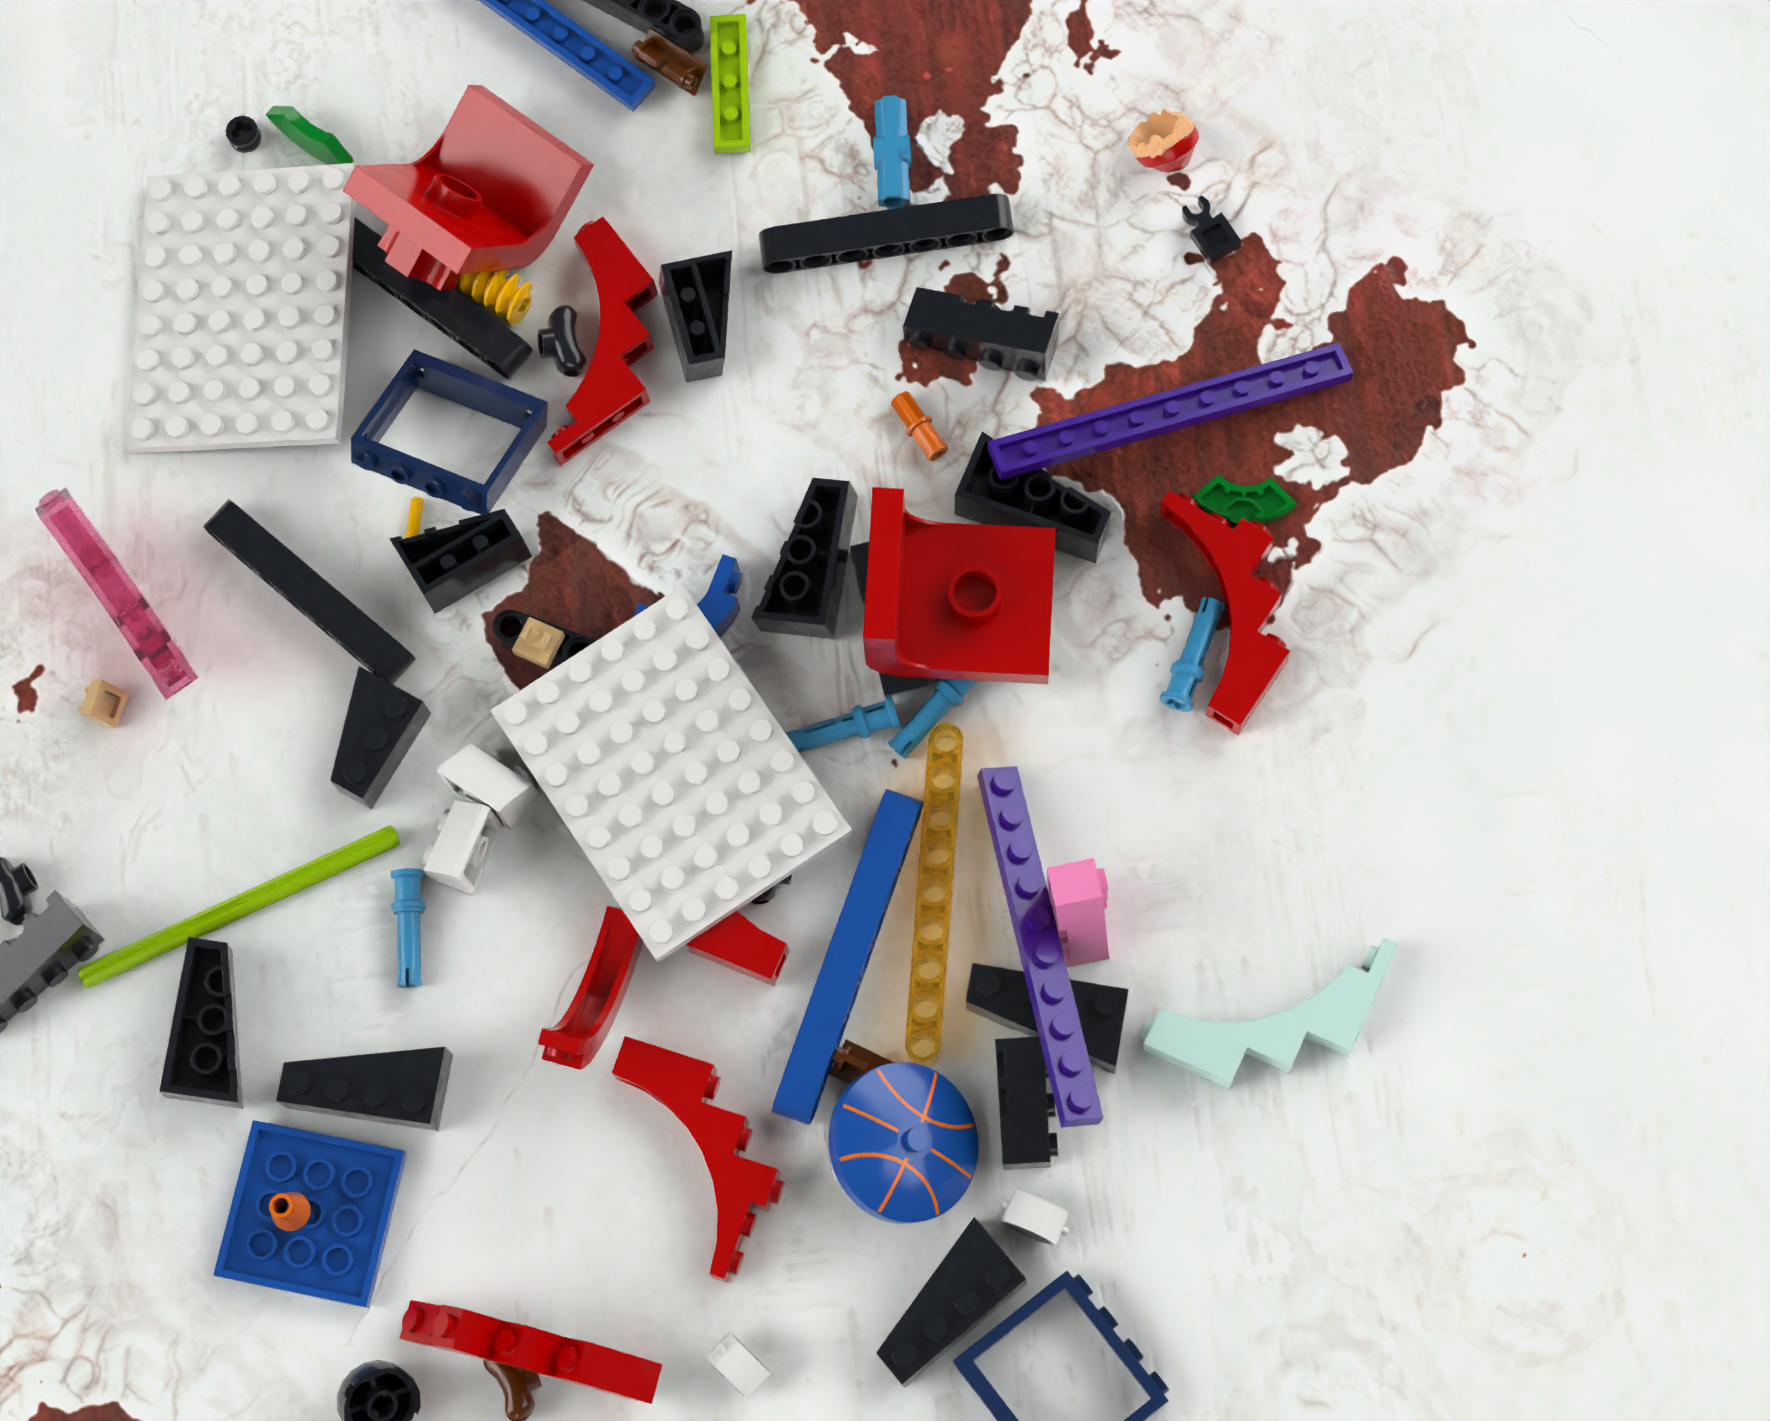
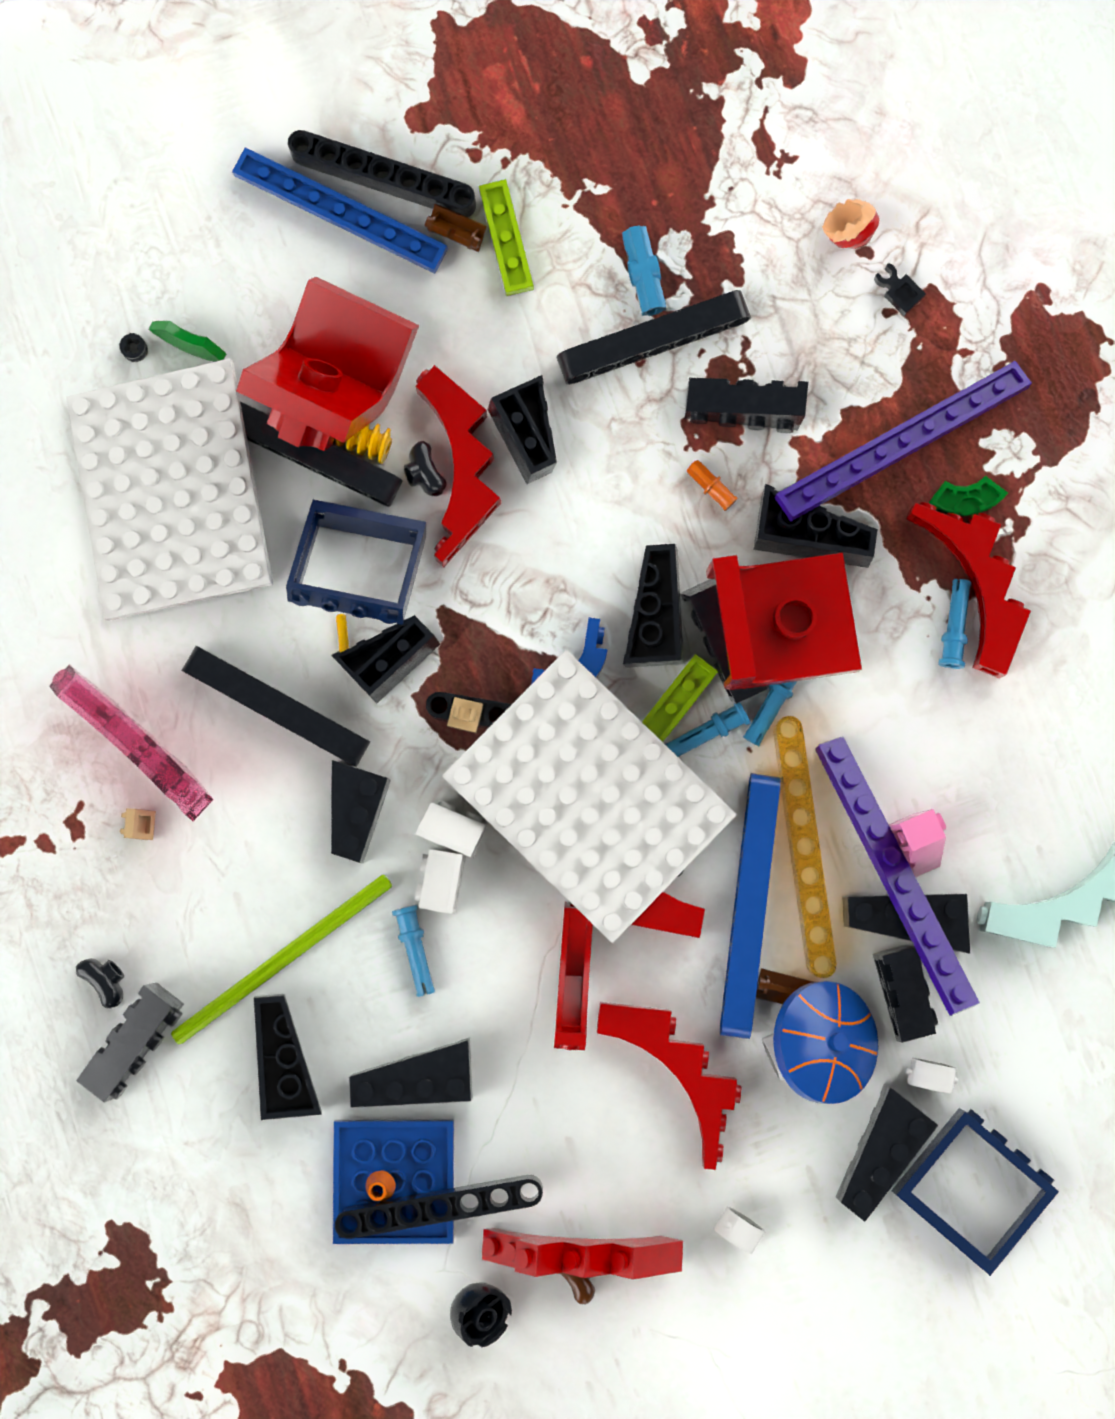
camera: 20 degrees left, 10 degrees up
(340, 1243) = (428, 1216): none -> black beam
(816, 679) = (679, 697): none -> lime plate

